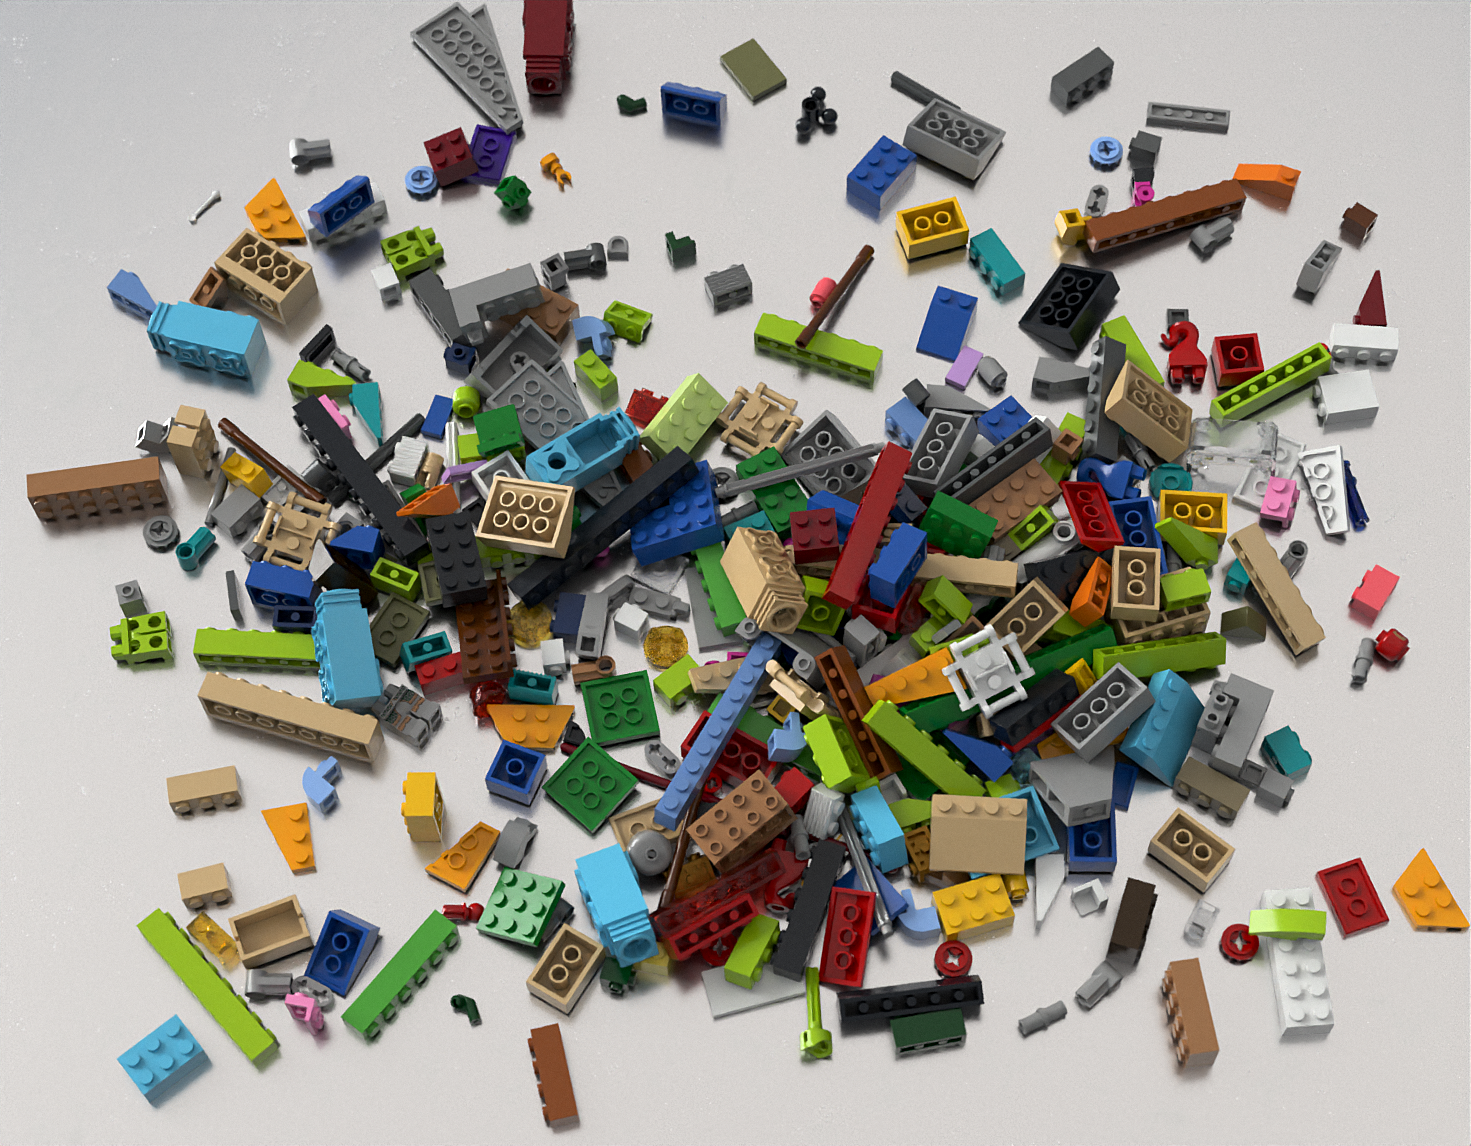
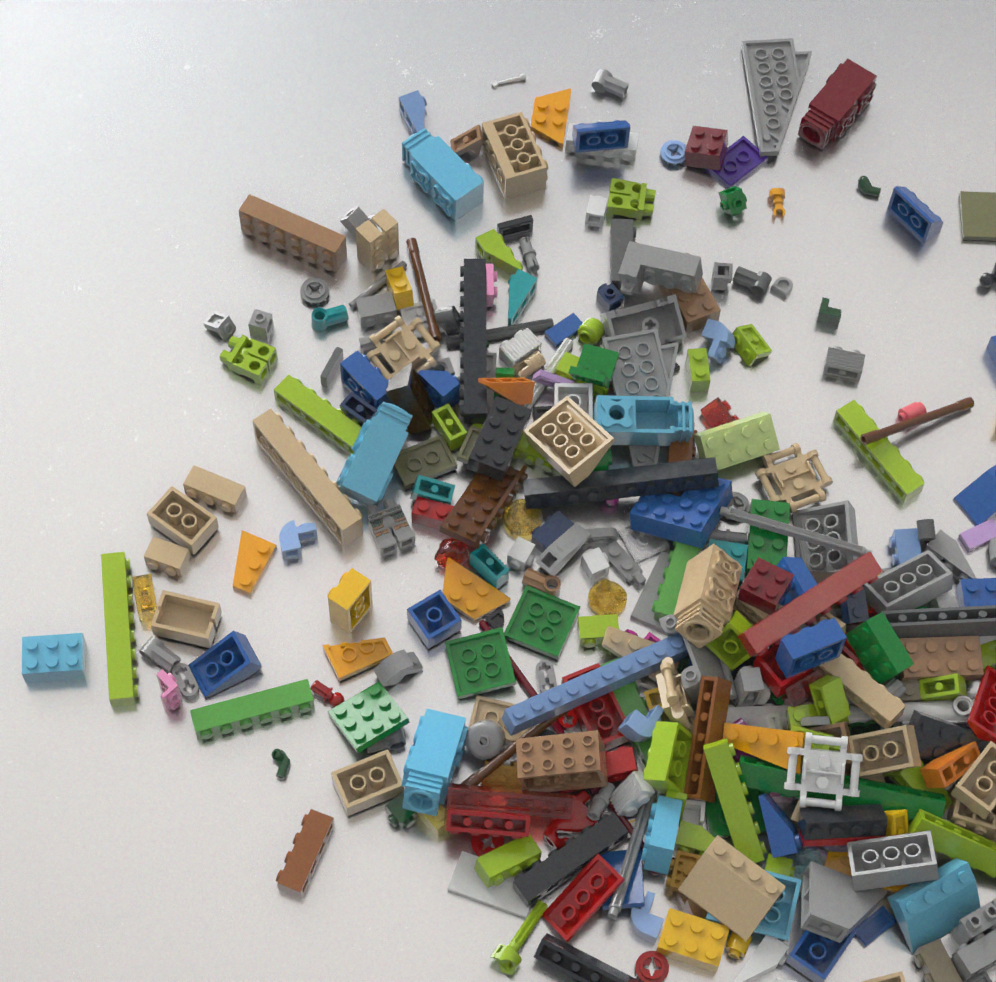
camera: 30 degrees right, 0 degrees up
(87, 623) = (220, 323): none -> light grey bracket
(194, 839) = (182, 520): none -> tan brick

